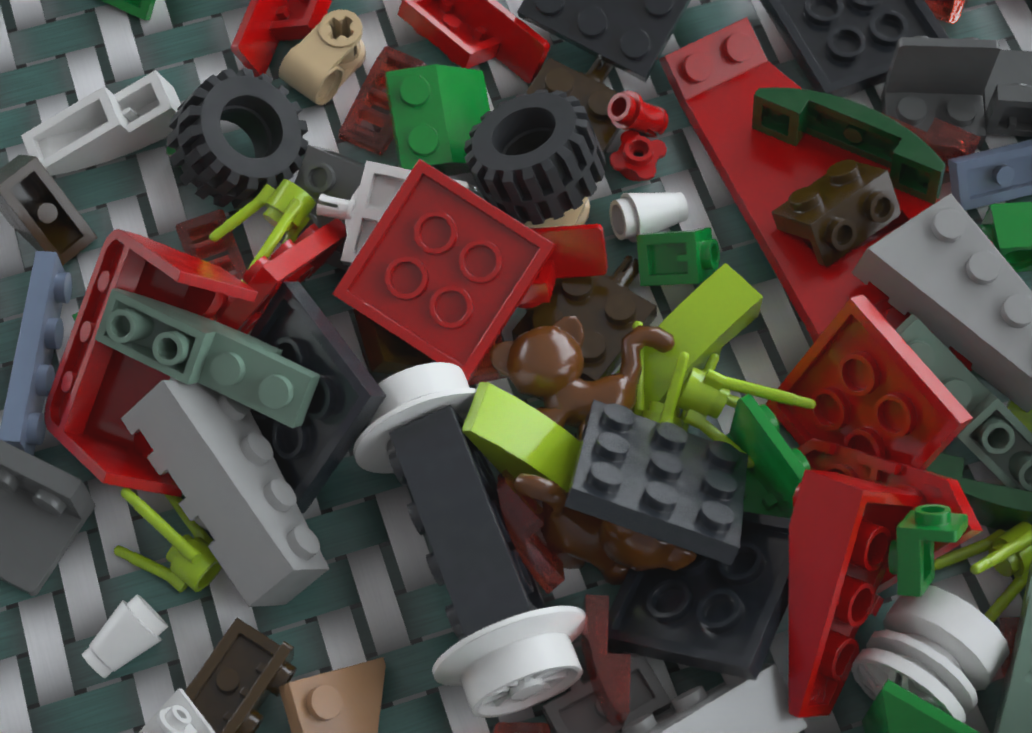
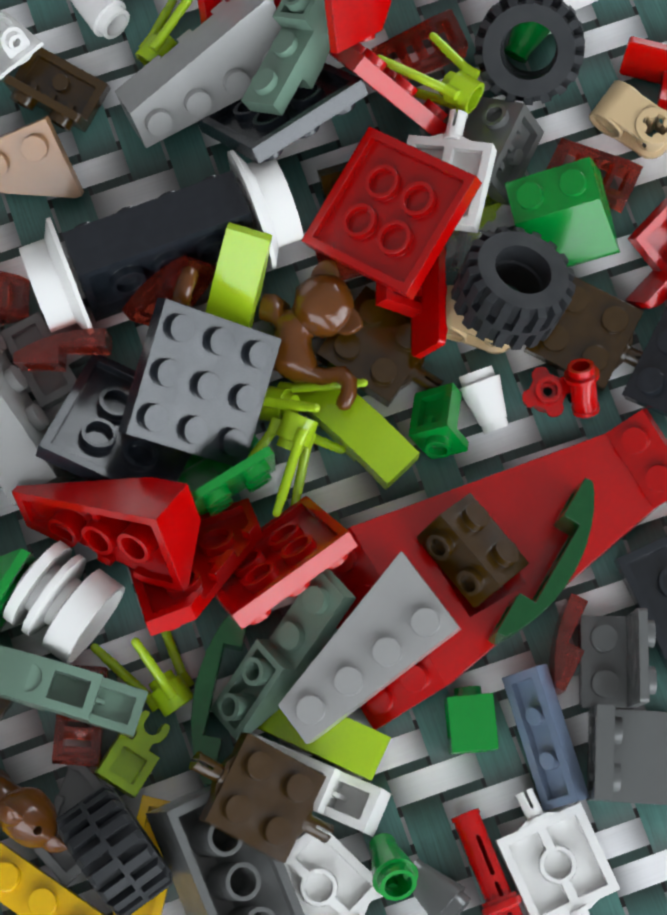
camera: 85 degrees right, 15 degrees up
(913, 551) = (133, 582): green bracket -> none

